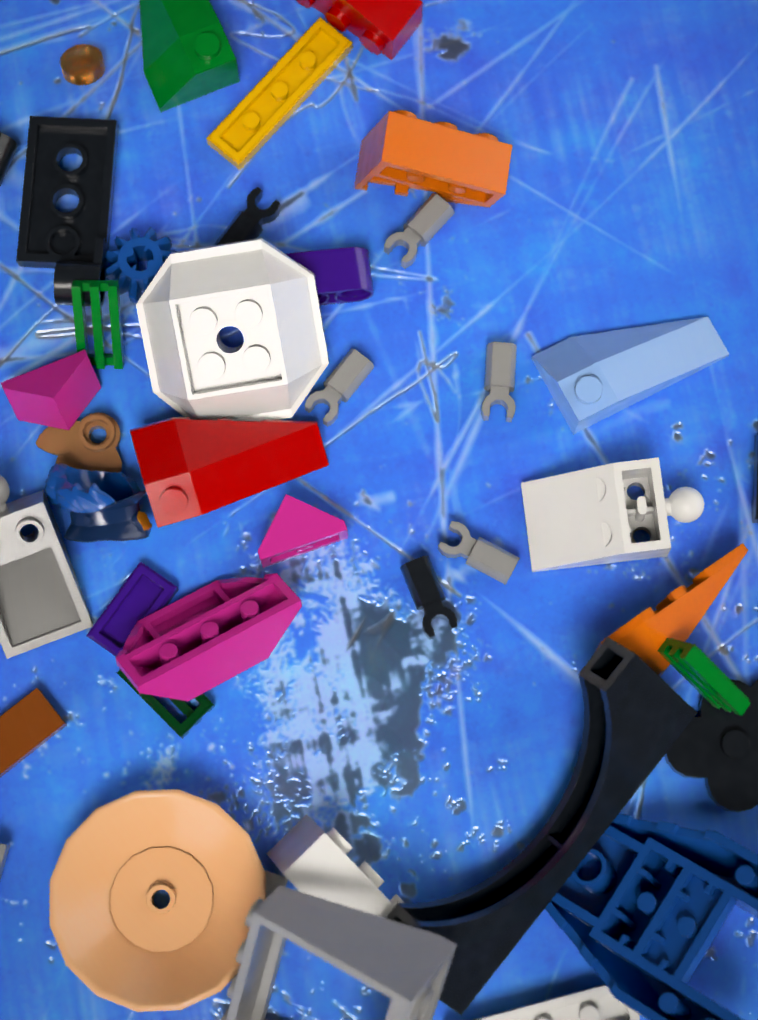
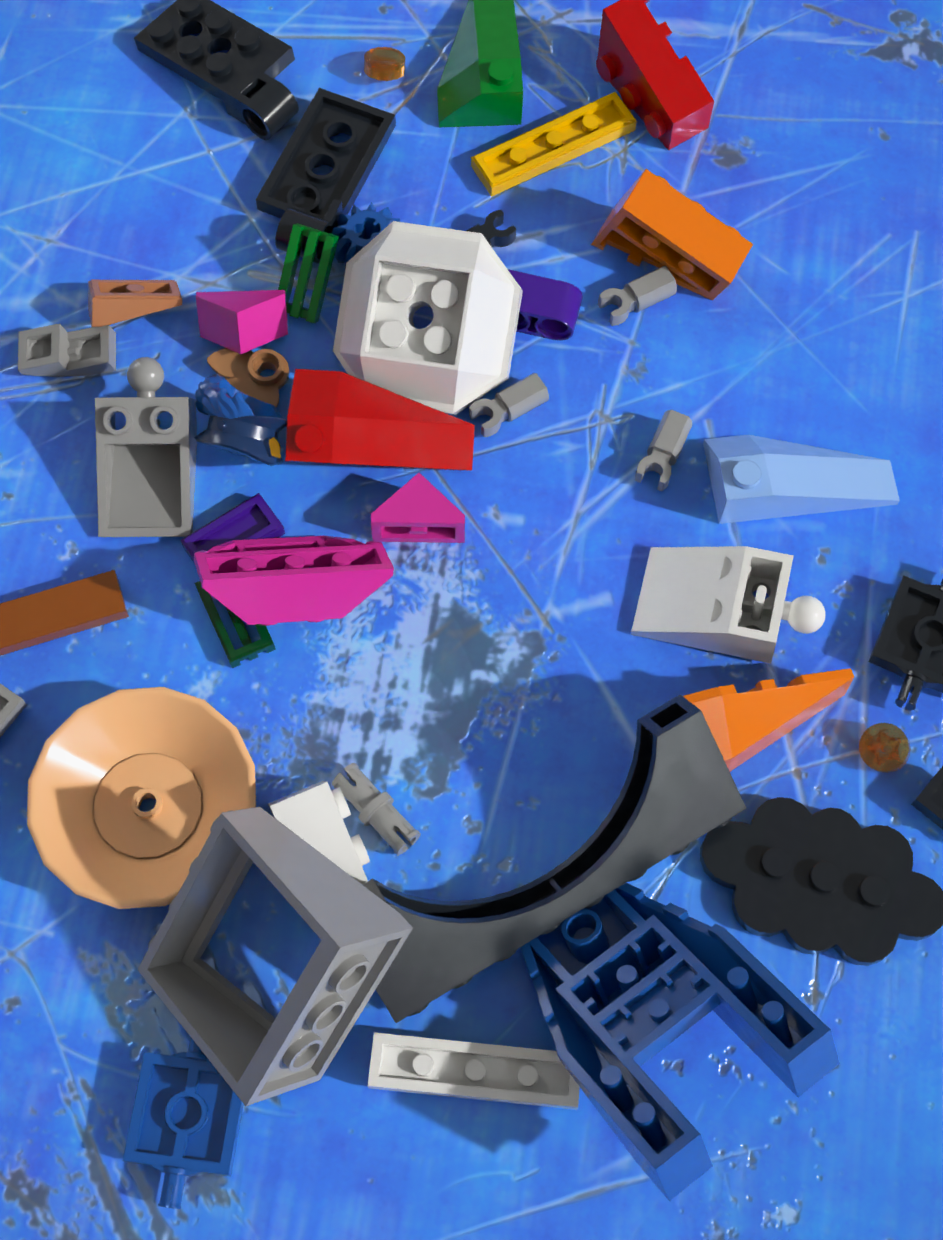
camera: 20 degrees right, 10 degrees down
(366, 825) = (376, 809): none -> light grey pin
(427, 593) = (520, 615): black bar -> none
(480, 554) = (586, 597): light grey bar -> none
(704, 676) = (766, 776): green tile -> none

